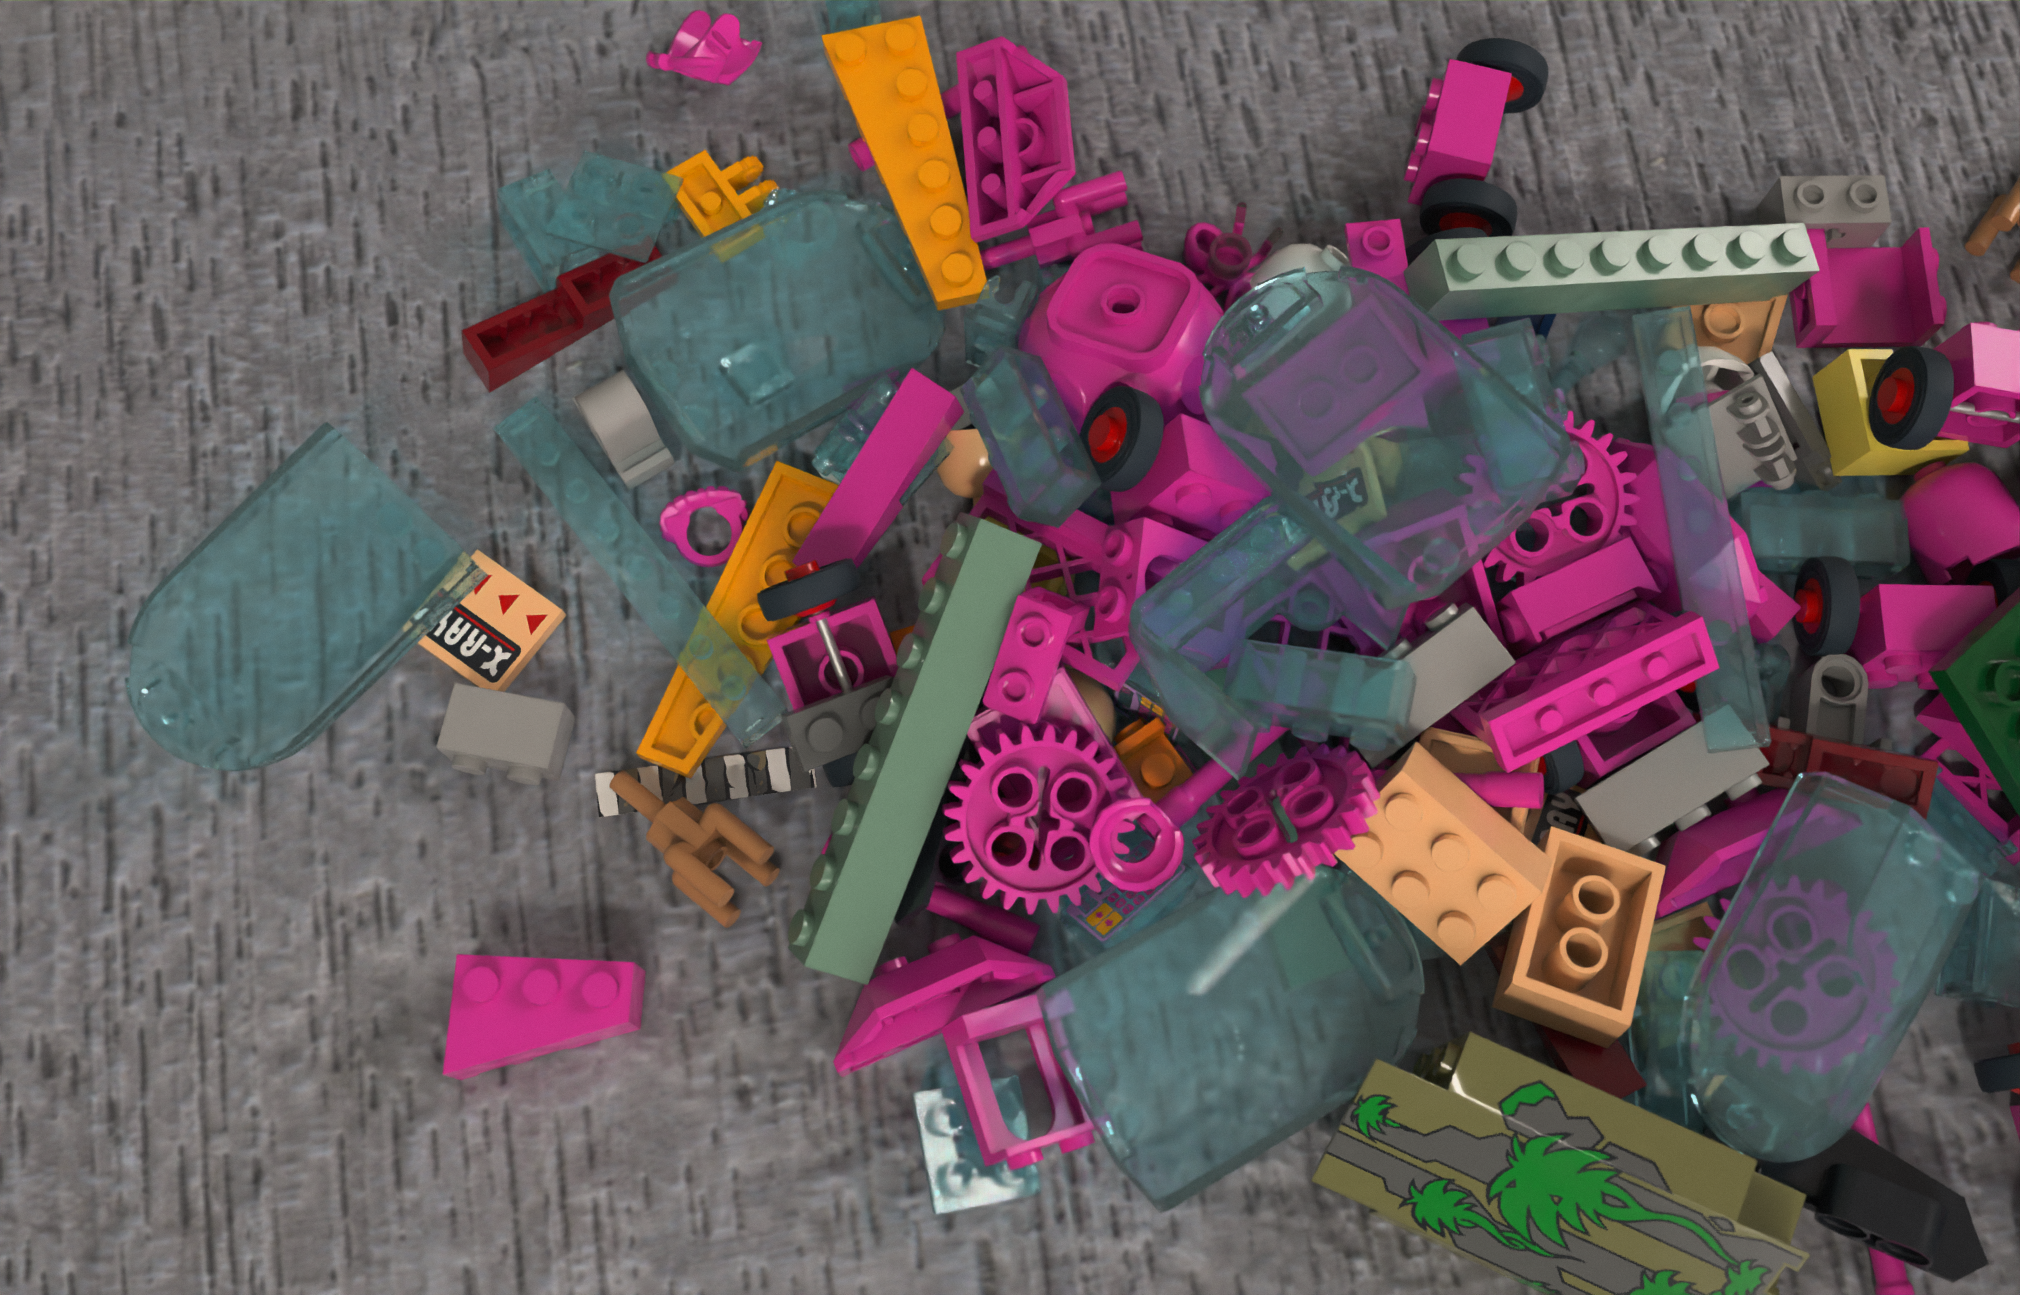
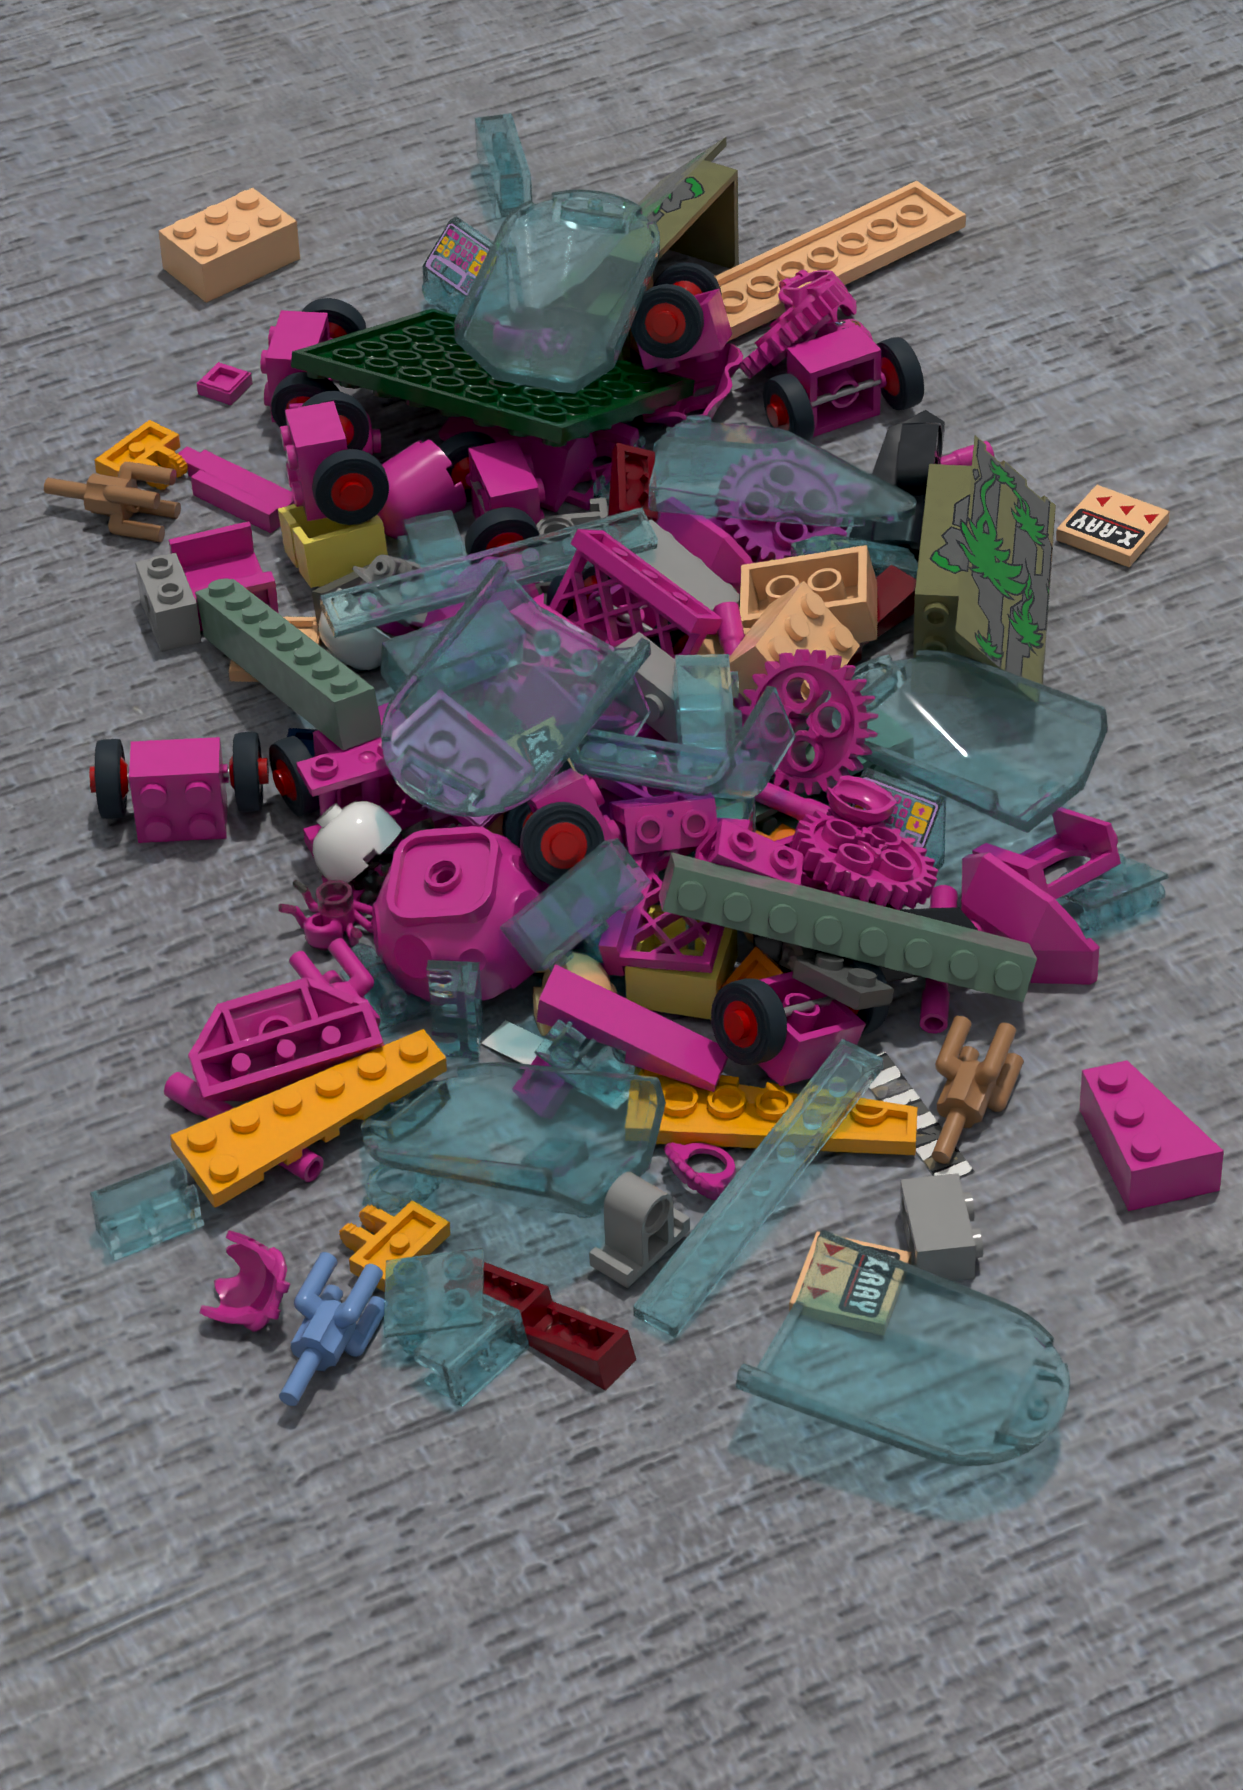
camera: 105 degrees left, 30 degrees down
(624, 107) = (331, 1325): none -> medium blue plant

